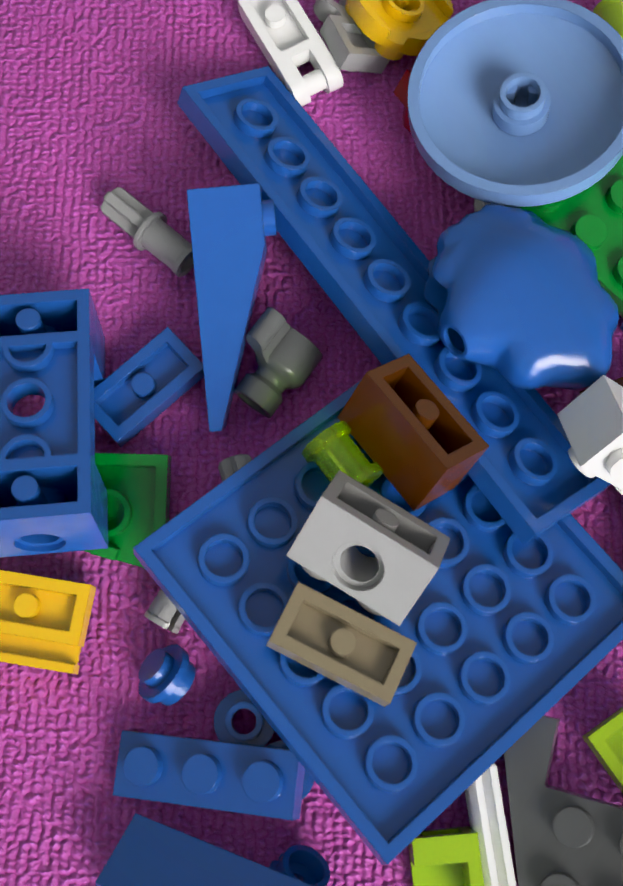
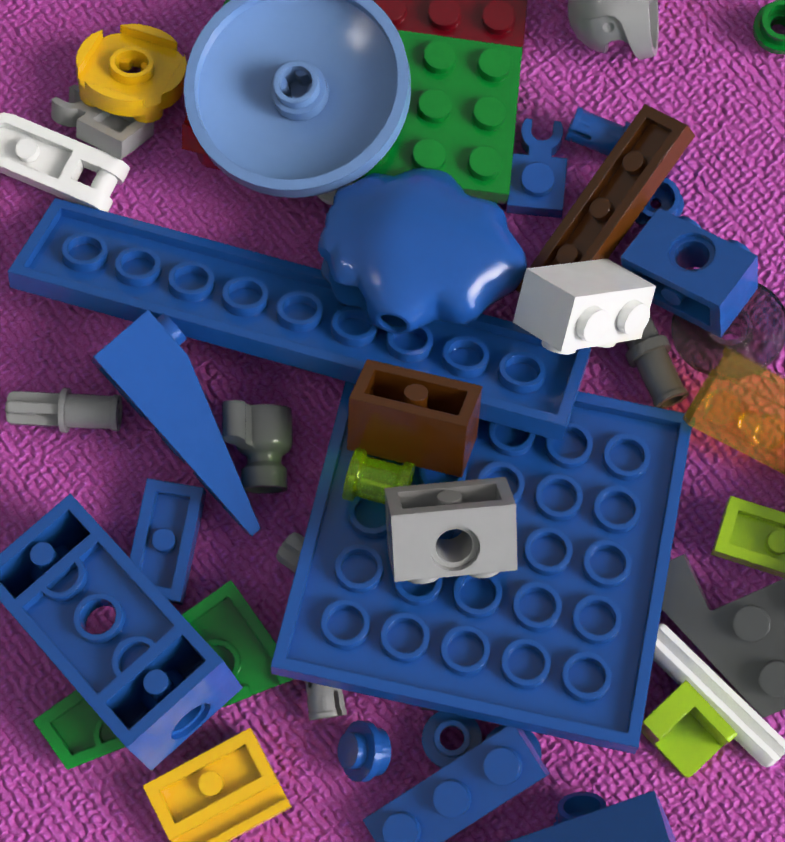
camera: 35 degrees left, 0 degrees up
(342, 644) = (485, 616): dark tan plate -> none

